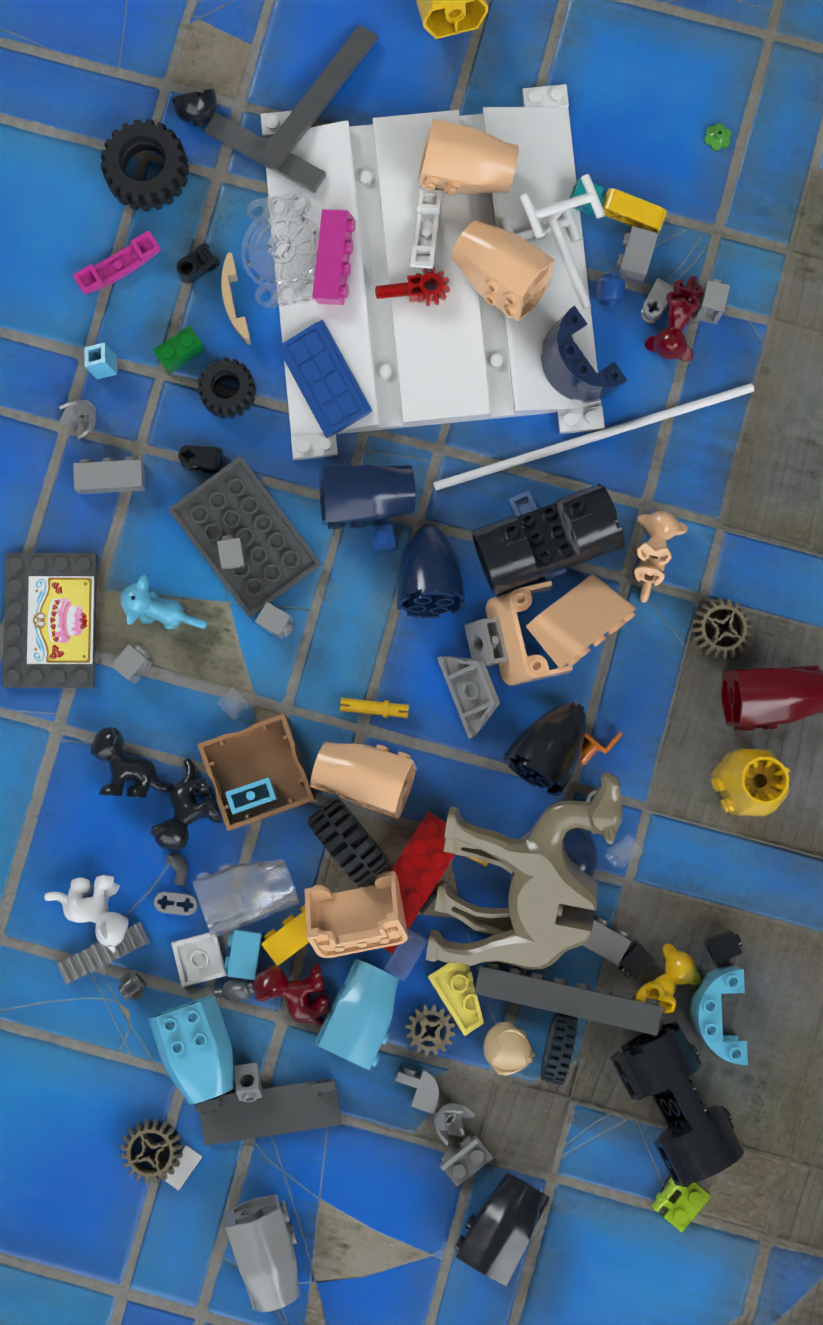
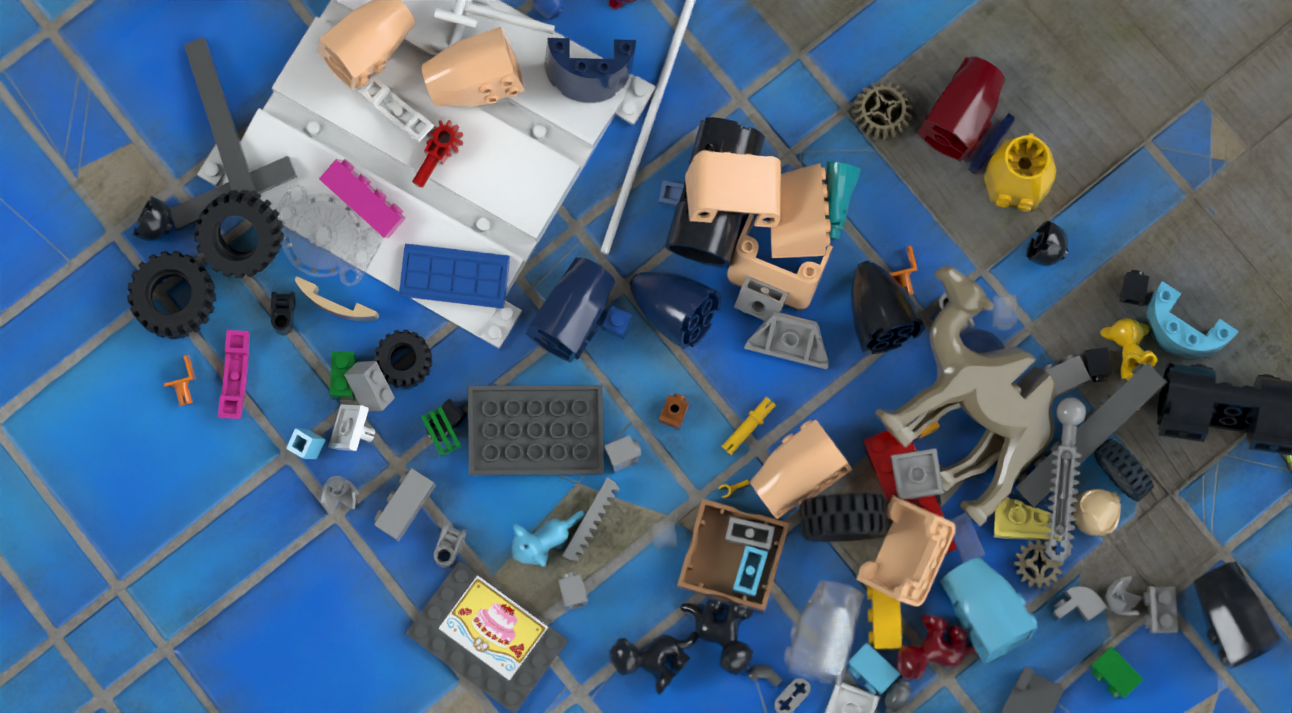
camera: 50 degrees left, 5 degrees down
(79, 228) = (181, 385): none -> orange bracket
(102, 534) = (449, 544): none -> light grey piece
(139, 387) = (350, 428): none -> white tile
(182, 376) = (369, 385): none -> light grey brick
(195, 444) = (432, 414): none -> green tile
(202, 634) = (588, 523): none -> light grey gear
(206, 175) = (219, 253): none -> black tyre
(230, 552) = (542, 448): light grey brick -> none
(282, 773) = (749, 533): none -> light grey brick
(315, 732) = (732, 488): none -> yellow hand
(336, 644) = (674, 419): none -> dark orange brick
(384, 1159) = (1115, 673): none -> green brick
(429, 877) = (917, 474): none -> light grey tile
(559, 550) = (735, 185): none -> light nougat windscreen
(571, 971) = (1070, 413): none -> light grey gear
(632, 639) = (841, 184): none -> teal piece
(654, 552) = (786, 118): light nougat animal -> none
(707, 849) = (1049, 245): none -> black cylinder
(760, 740) = (991, 144): none -> clear blue tile

